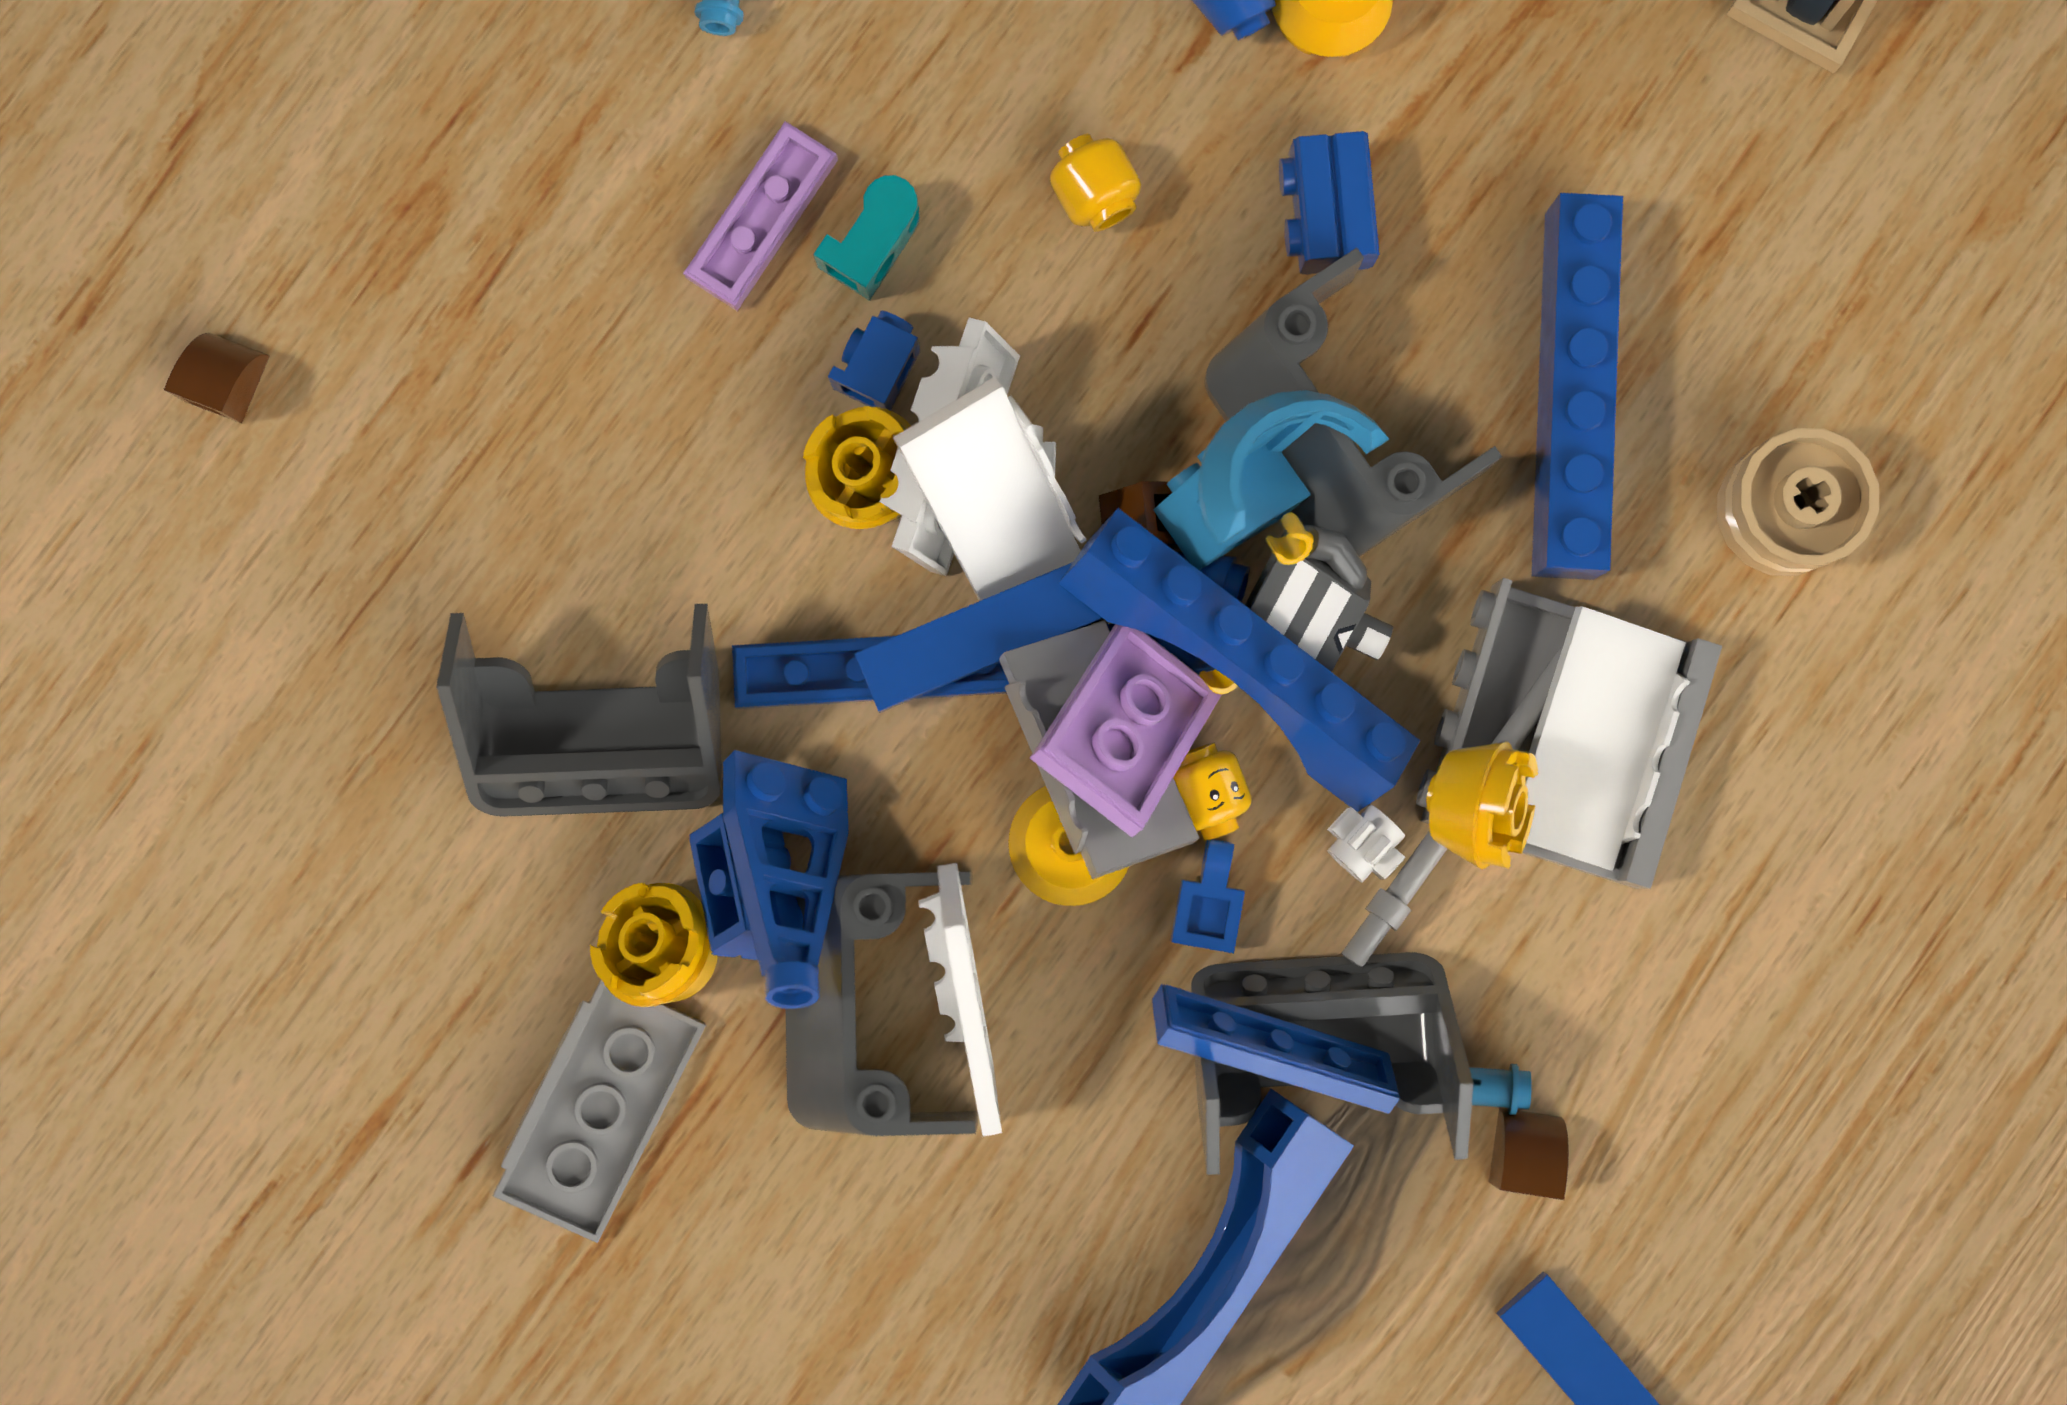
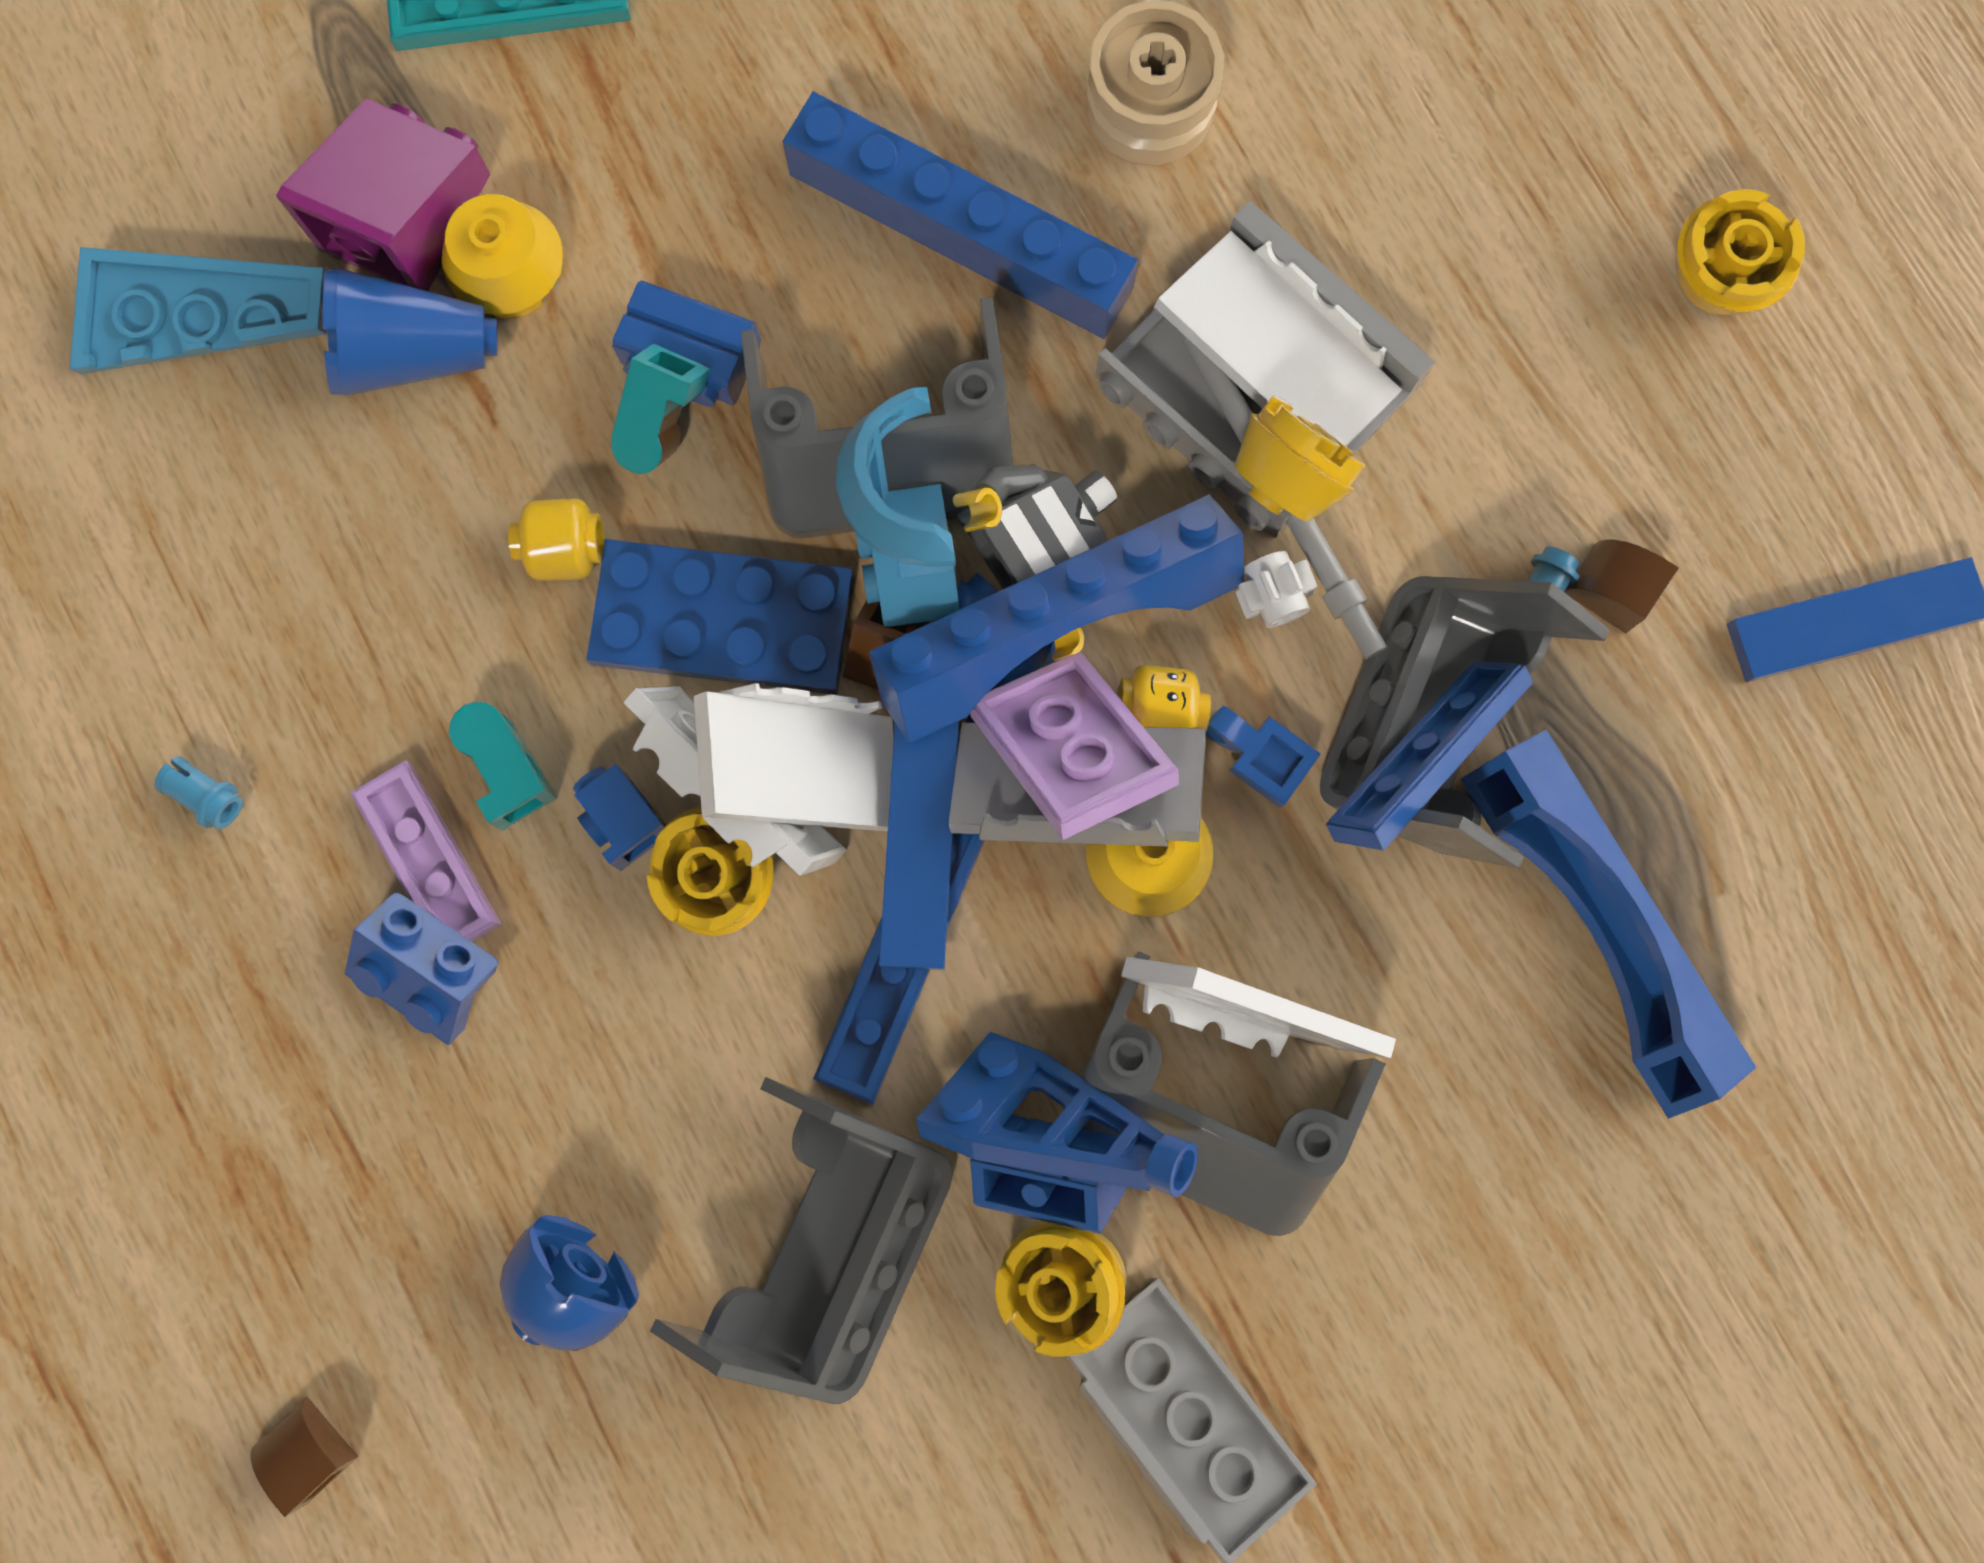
camera: 65 degrees left, 5 degrees down
(455, 521) = (562, 1289): none -> blue cylinder
(664, 260) = (418, 966): none -> blue bracket
(1099, 361) = (720, 616): none -> blue plate
(1263, 200) = (650, 406): none -> teal leg
(1901, 1124) = (1738, 253): none -> yellow cone

